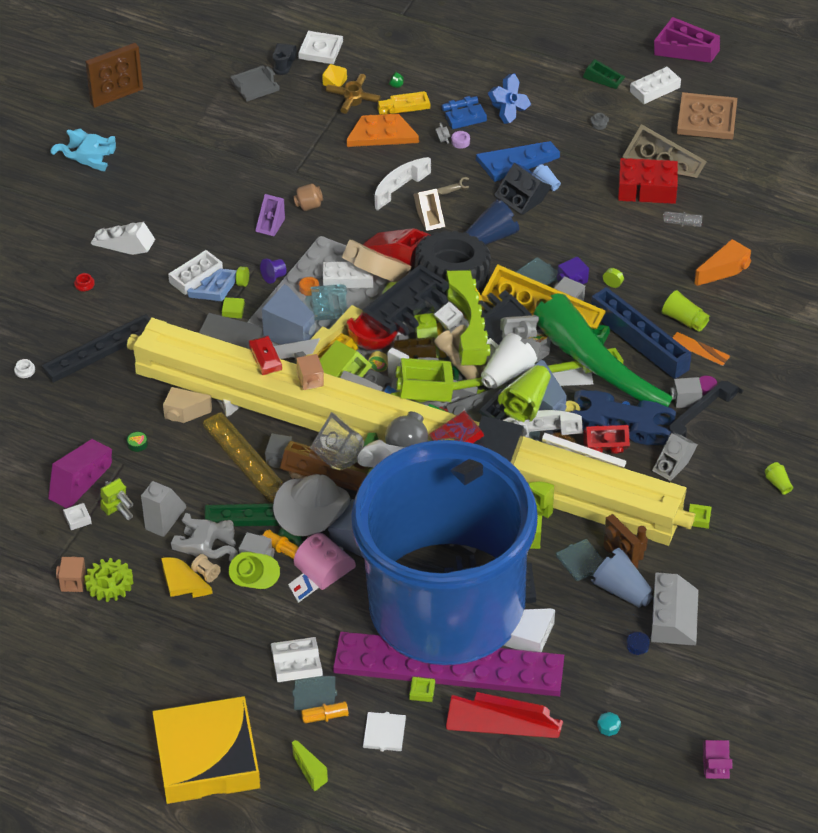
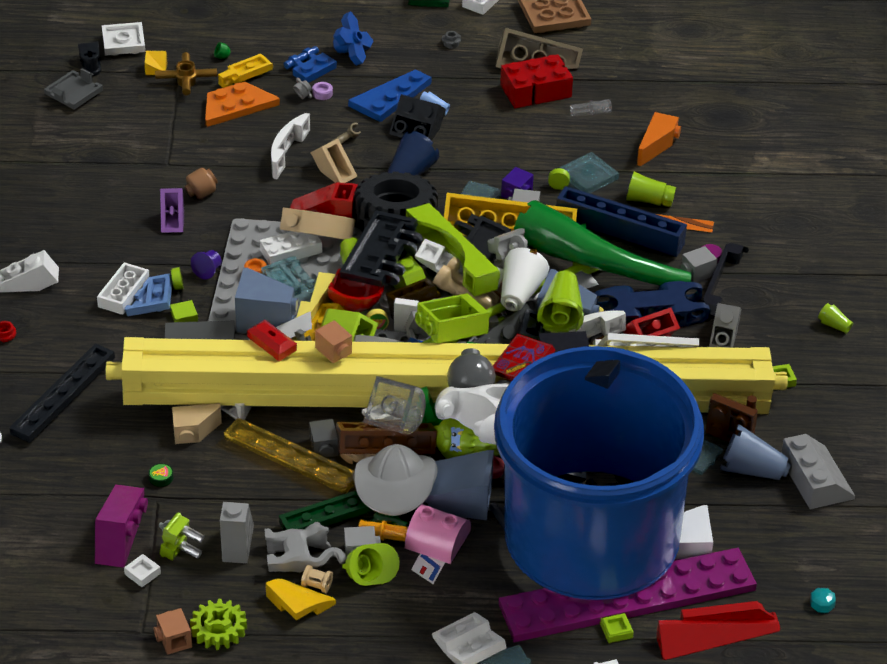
camera: 25 degrees left, 5 degrees down
(638, 643) = (800, 513): clear blue tile -> none
(645, 279) = (590, 173): none -> clear light blue plate

